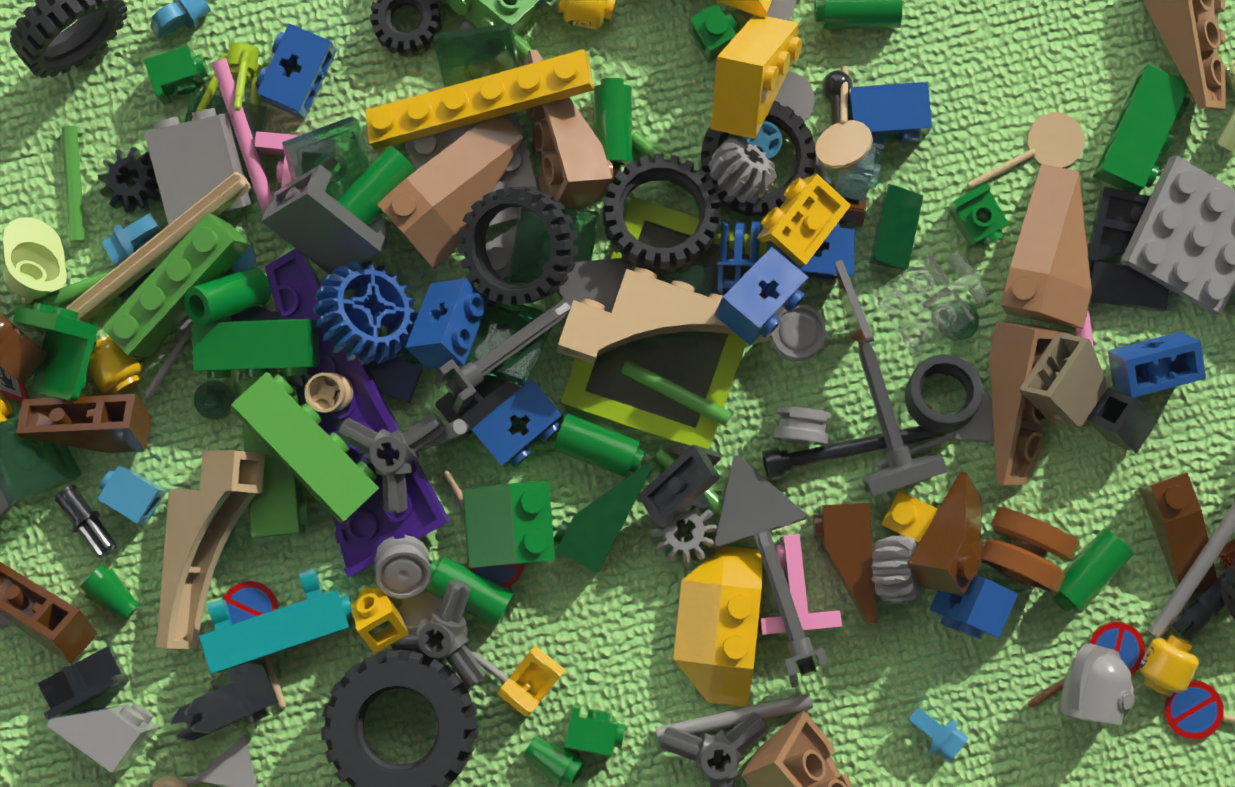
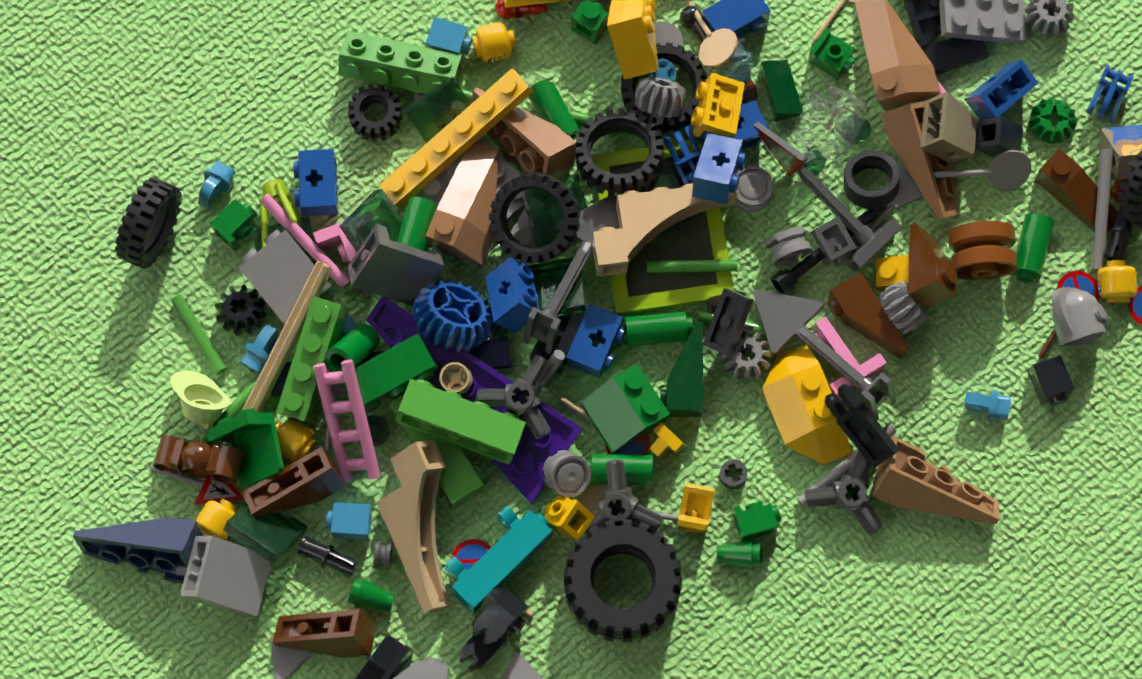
camera: 30 degrees left, 10 degrees down
(147, 552) = (383, 555): none -> dark grey bush
(192, 365) = (353, 405): none -> bright pink bar
(541, 584) = (666, 441): none -> yellow tile
(586, 667) = (738, 466): none -> dark grey bush
(767, 691) = (860, 426): none -> black hinge
(858, 447) = (833, 241): none -> dark grey bracket
(886, 337) = (815, 162): none -> clear green tile
(977, 612) = (969, 306): blue brick -> none
(1025, 744) = (1051, 381): none -> black brick
(1106, 464) = (1005, 171): none -> light grey piece
(1182, 431) = (1043, 129): none -> green gear

